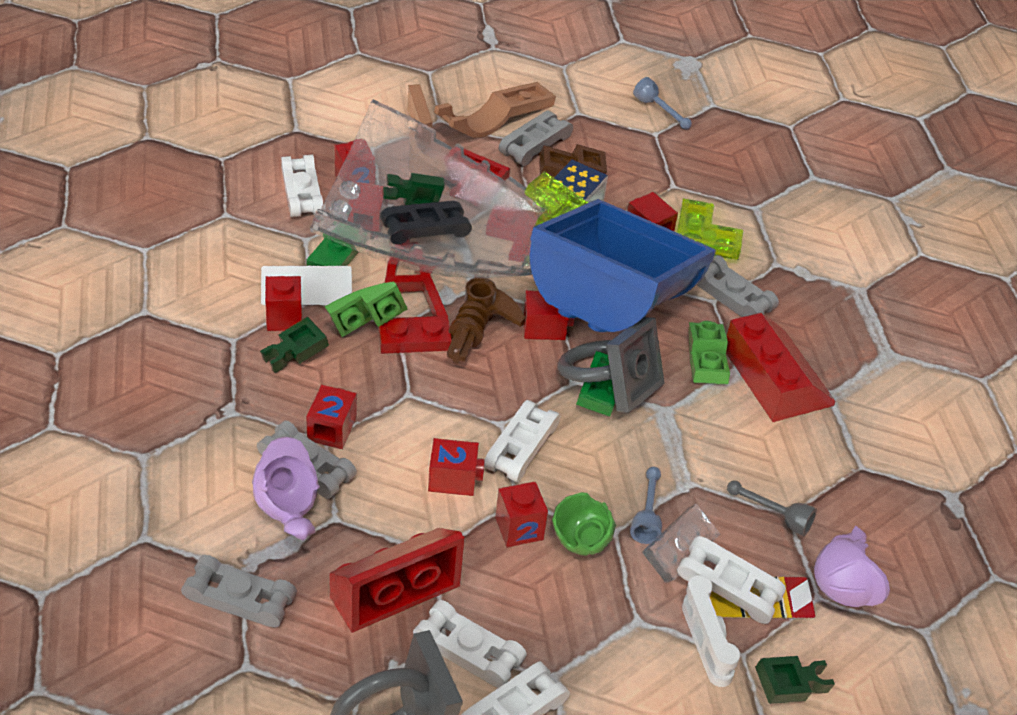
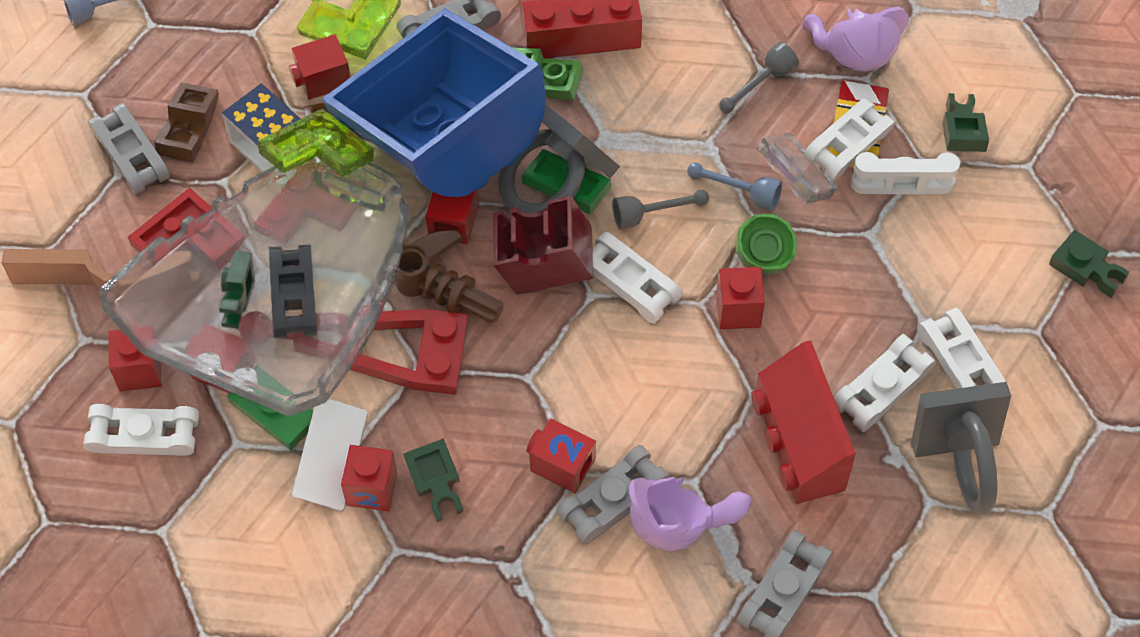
camera: 70 degrees left, 15 degrees up
(373, 303) = (409, 375): bright green slope -> none
(455, 467) = (660, 348): red brick -> none
(498, 109) = (62, 175): nougat piece -> none
(521, 364) = (552, 246): none -> dark red piece
(588, 430) = (629, 210): none -> dark grey hinge

